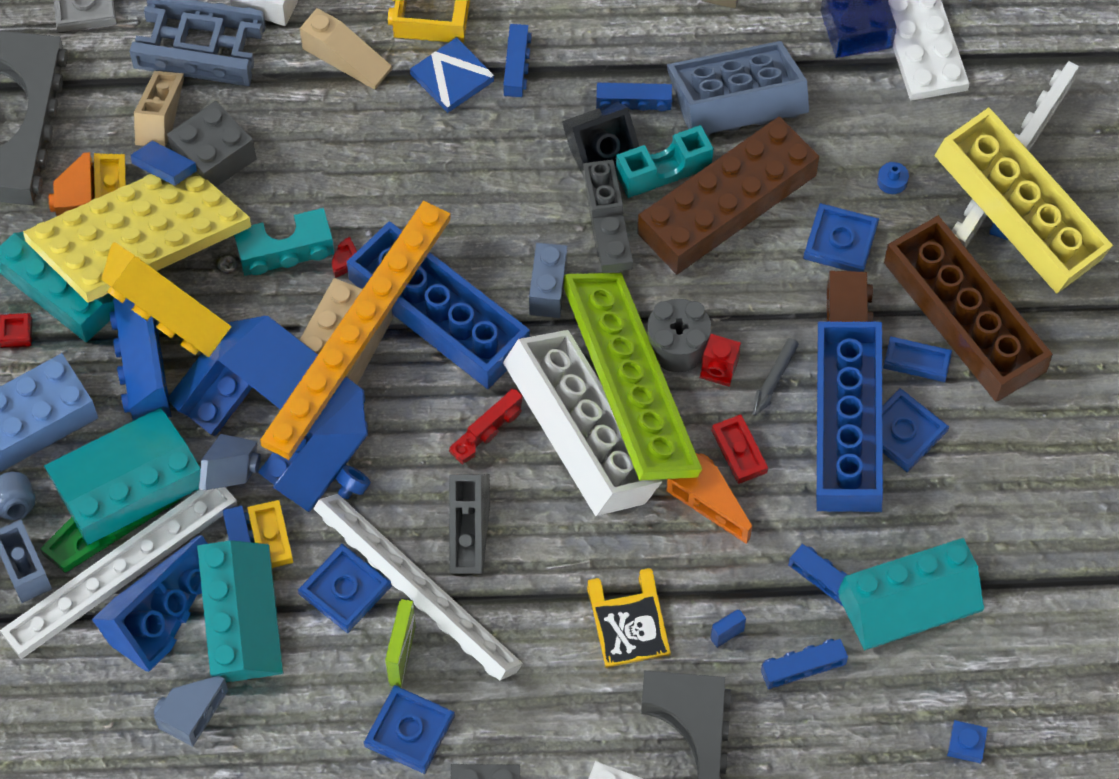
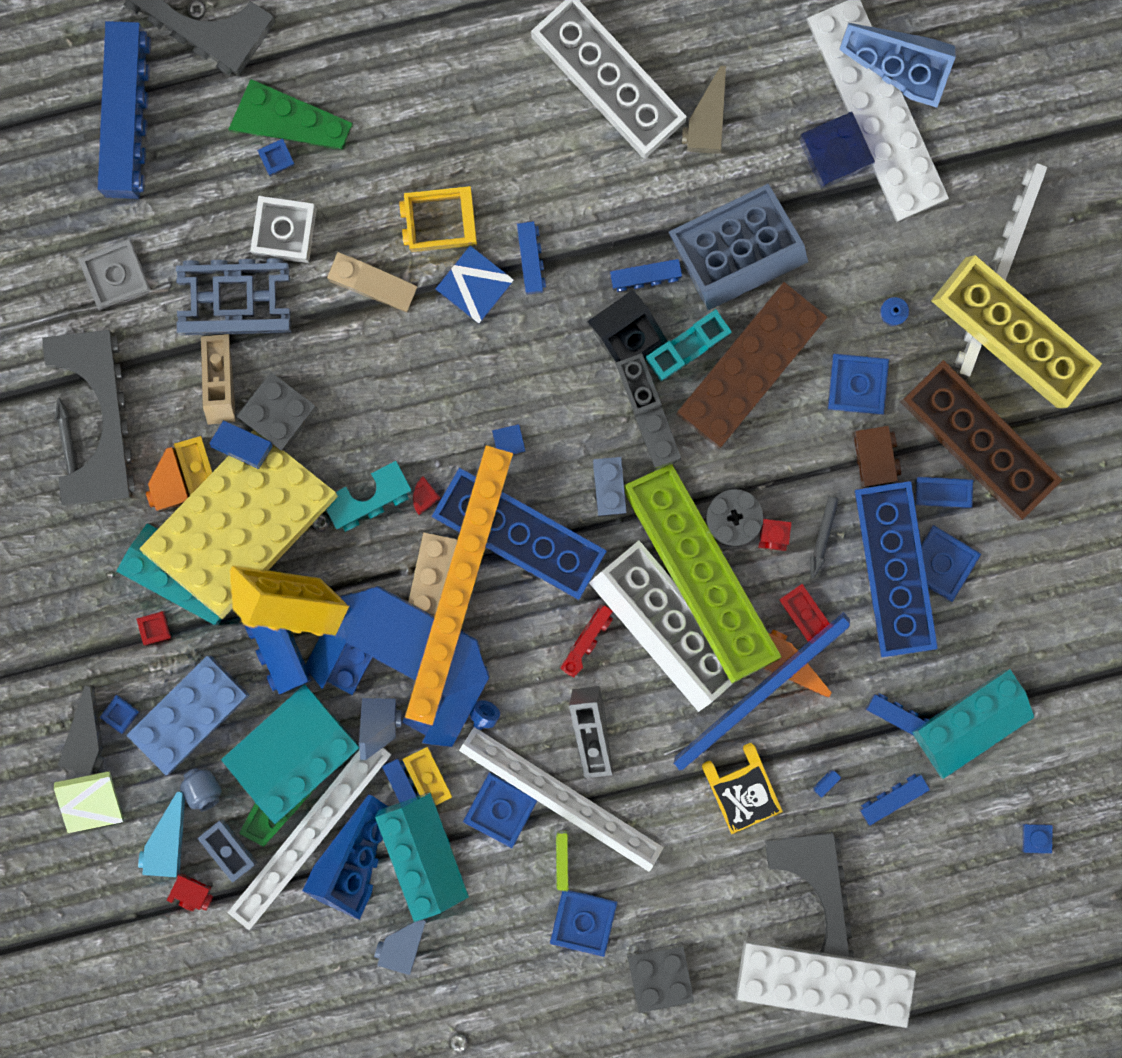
camera: 10 degrees left, 25 degrees up
(457, 226) = (509, 439): none -> blue tile
(672, 504) = (762, 691): none -> blue tile

